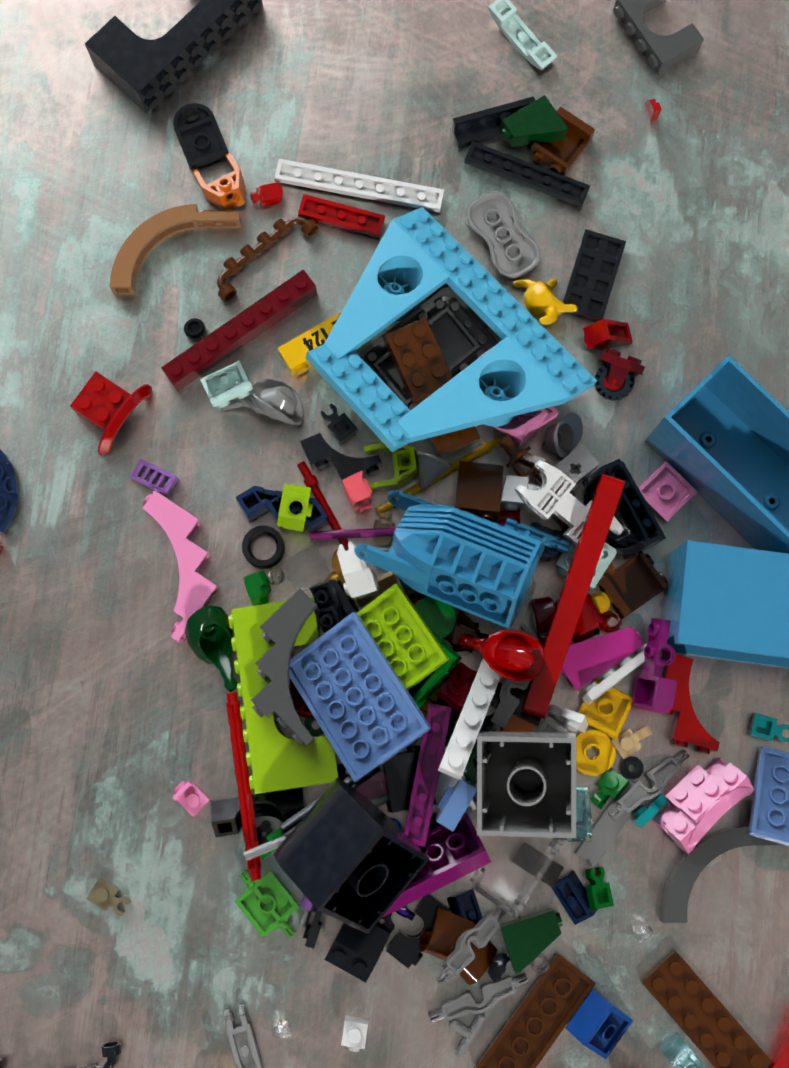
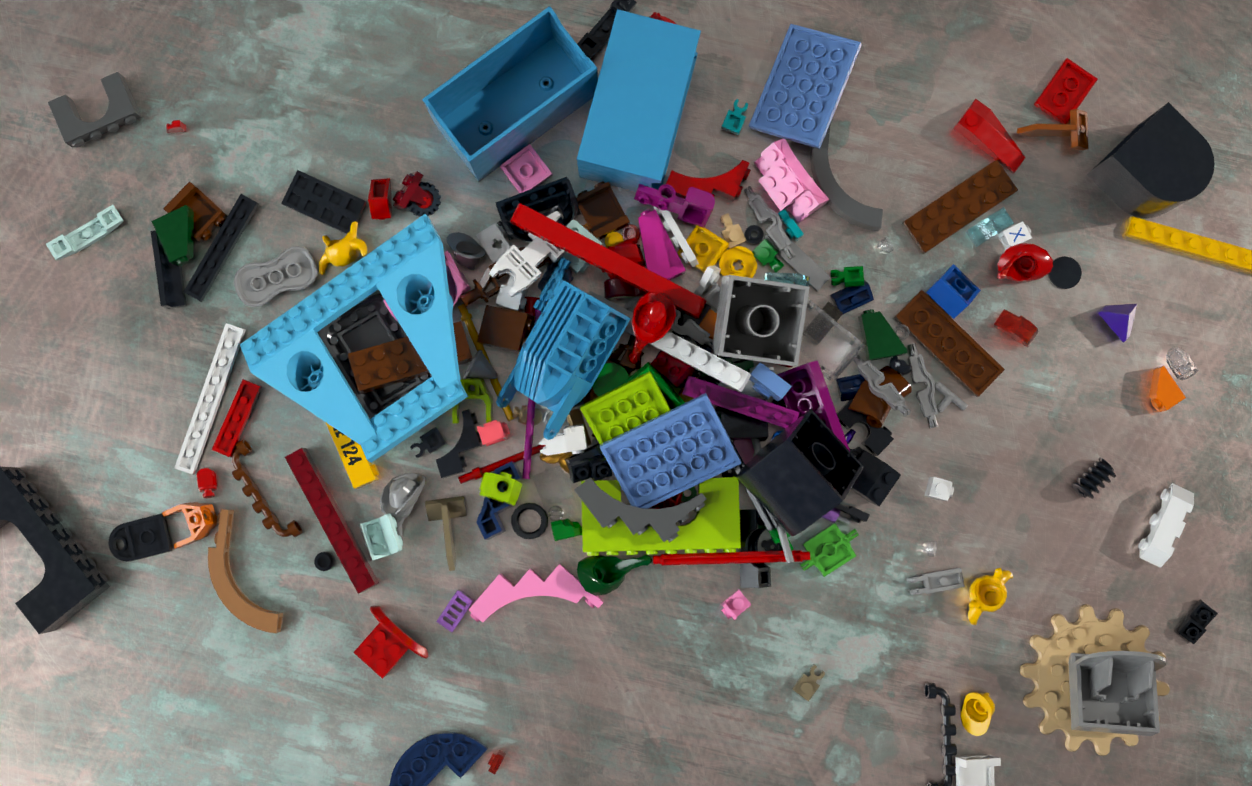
camera: 80 degrees left, 5 degrees up
(264, 451) = (444, 510): none -> dark tan piece

